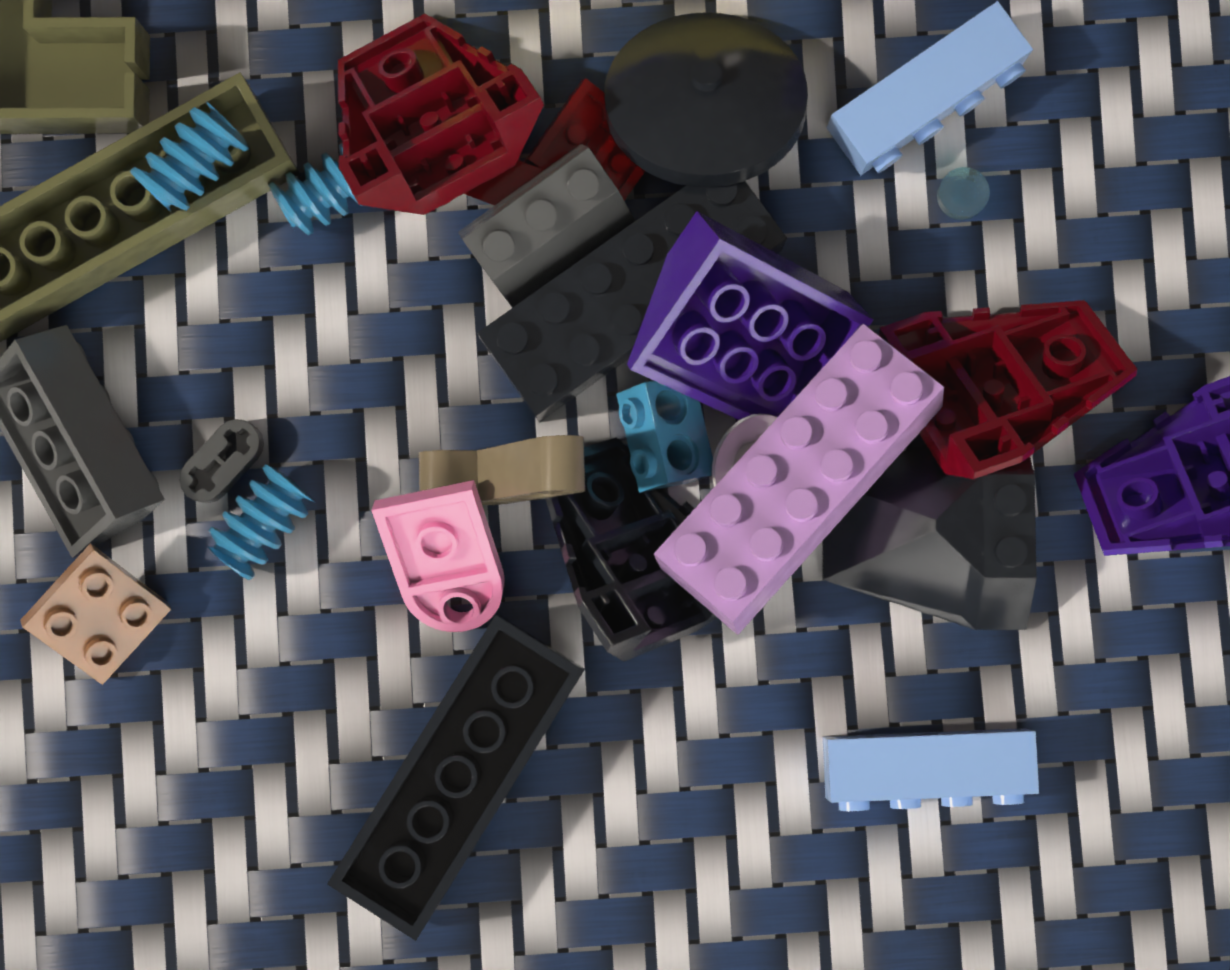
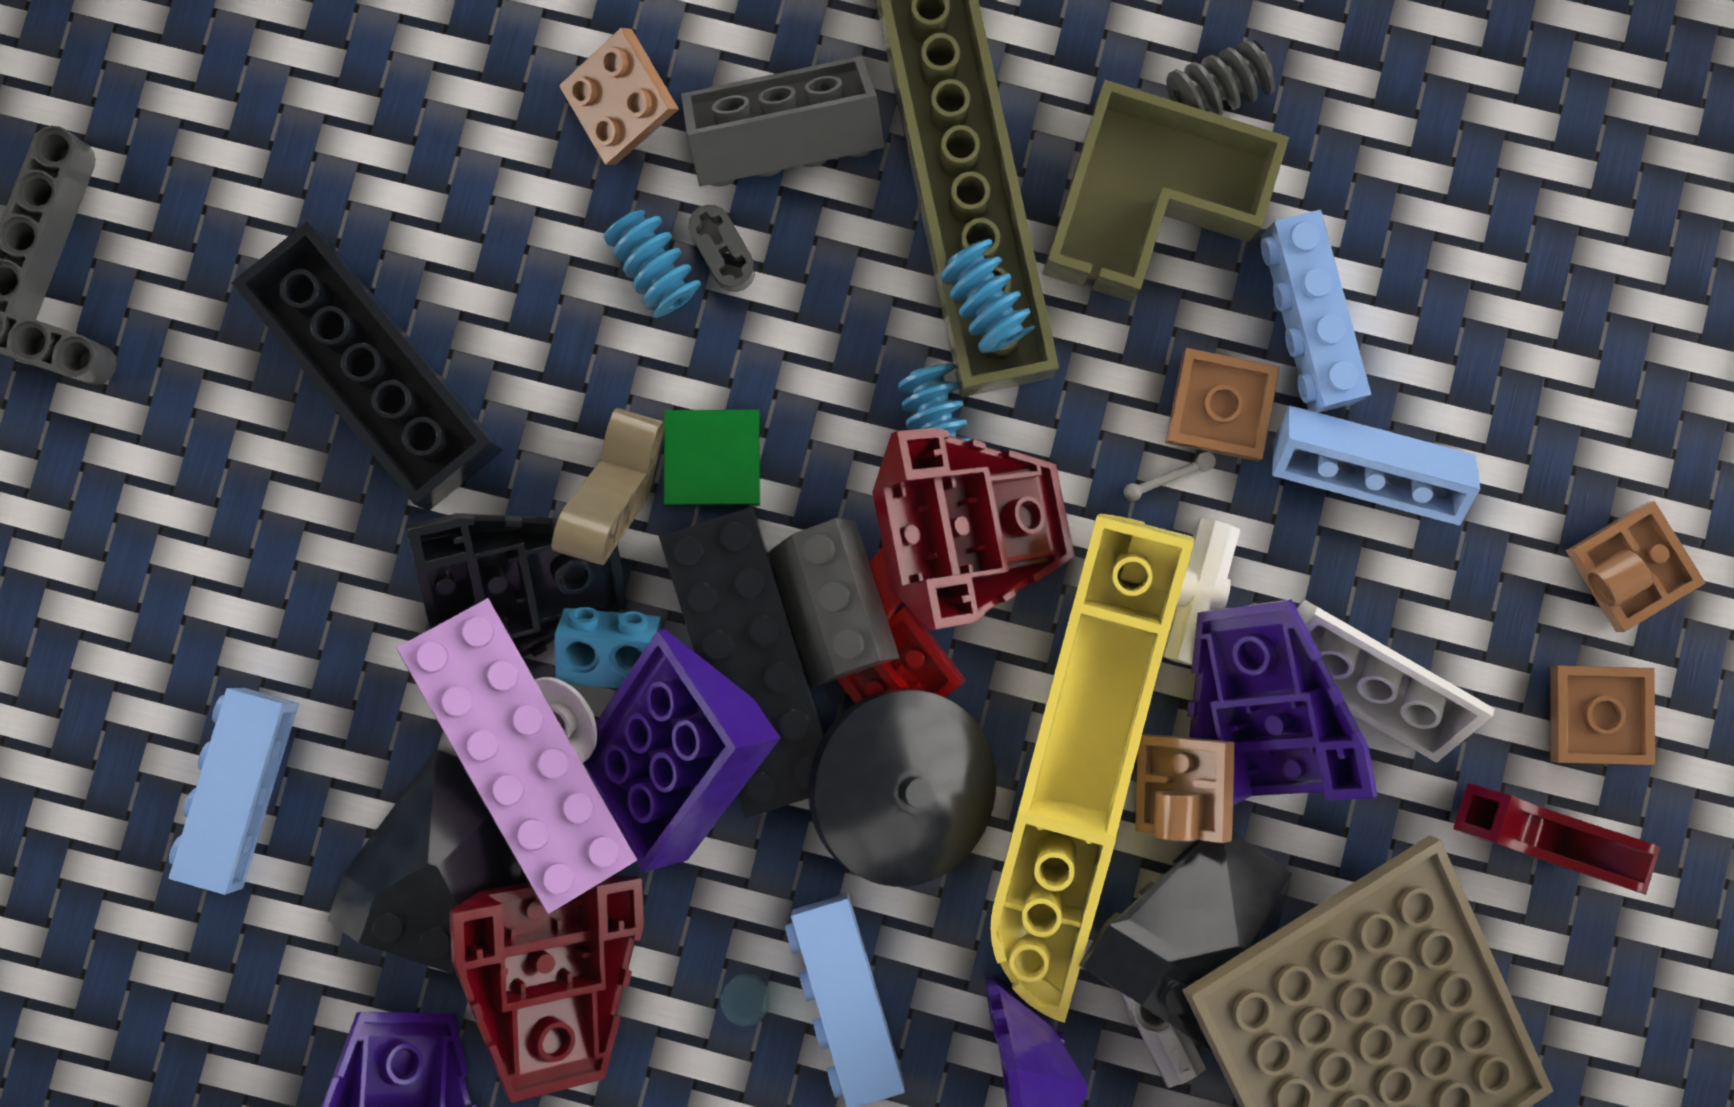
camera: 105 degrees right, 0 degrees up
(440, 399) = (712, 457): none -> green tile
(441, 552) = (569, 413): bright pink tile -> none

